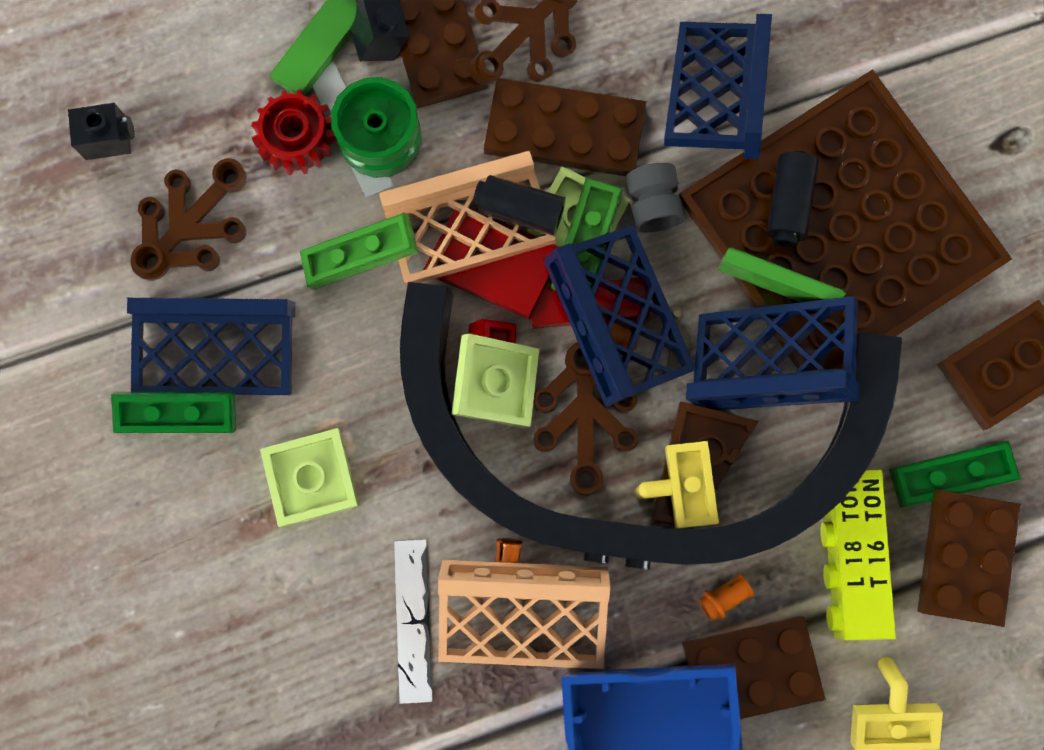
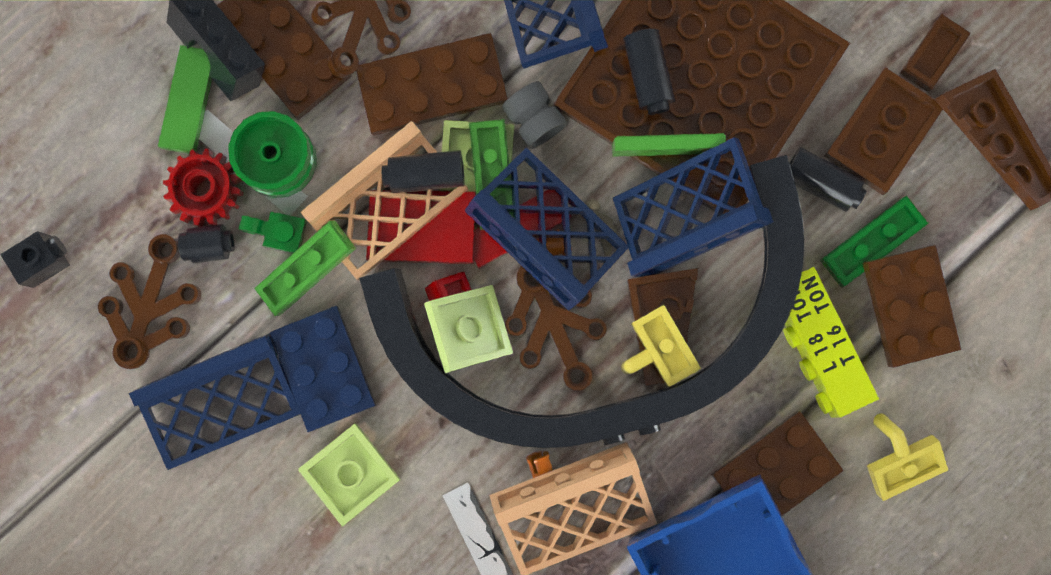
camera: 20 degrees left, 5 degrees up
(173, 412) = (211, 470): green tile -> none
(272, 187) = (206, 243): none -> black brick
(331, 360) = (323, 369): none -> dark blue plate
(349, 207) = (279, 232): none -> green plate
(725, 597) = (730, 423): orange pin -> none
(931, 390) = (826, 180): none -> black brick

